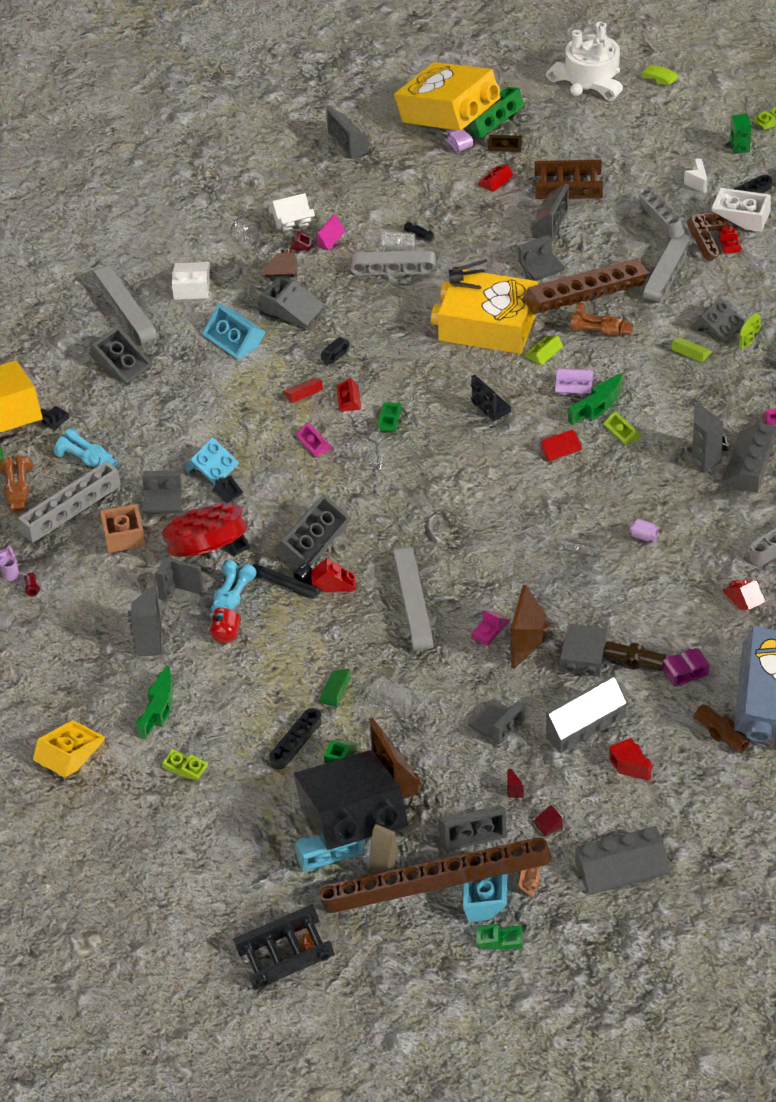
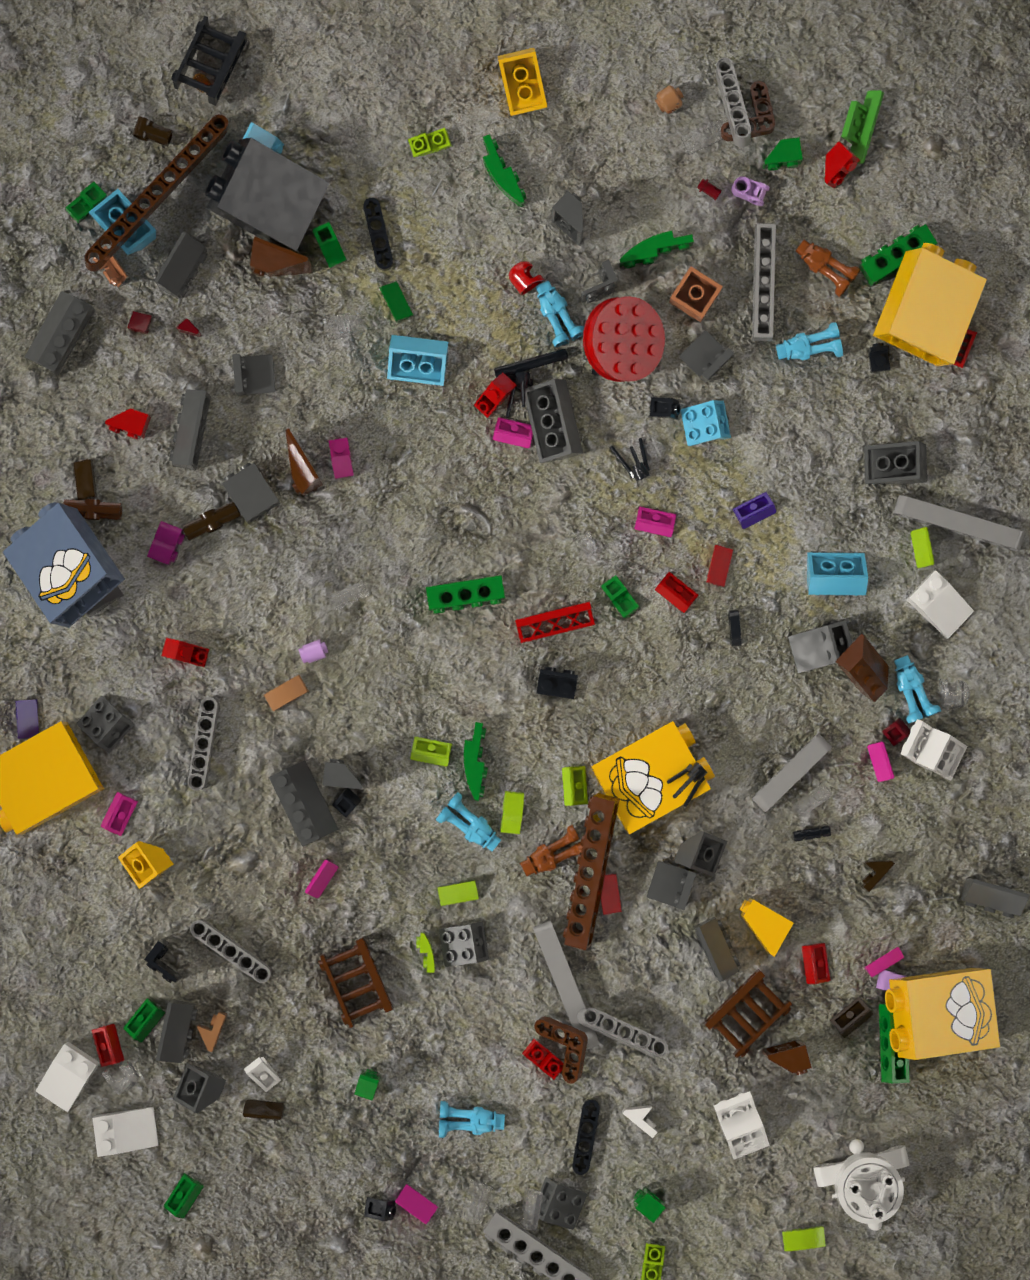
camera: 130 degrees right, 40 degrees up
(118, 581) = (647, 250): none -> green slope
(162, 308) = (922, 547): none -> lime slope
(241, 400) = (754, 510): none -> dark purple slope
(260, 255) = (910, 679): none -> medium azure piece
(287, 470) = (639, 470): none -> black plant
(346, 553) = (513, 432): none -> dark pink slope
(361, 638) = (417, 360): none -> medium azure slope
(382, 850) = (204, 177): dark tan slope -> none
(390, 943) = (147, 130): none -> dark brown piece
(403, 186) = (879, 869): none -> dark brown slope
(413, 598) = (420, 430): light grey beam -> none
(450, 435) = (551, 615): none -> red fence
(452, 149) = (884, 962): none -> dark pink slope
(494, 487) = (435, 593): none -> green brick
(503, 201) = (766, 925): none -> yellow slope
(505, 263) = (701, 853): none -> dark grey slope
(560, 445) = (458, 686): red slope -> none
(566, 134) = (790, 1056): none -> reddish brown slope
(574, 381) = (510, 763): lavender bracket -> none
(603, 359) = (512, 812): none -> lime slope
(636, 133) = (741, 1125): none -> white bracket
(640, 366) = (477, 831): none -> medium azure piece
(692, 522) = (286, 693): none -> medium nougat slope
(706, 753) = (85, 479): none -> dark brown slope
(743, 208) = (562, 1102): white slope -> none

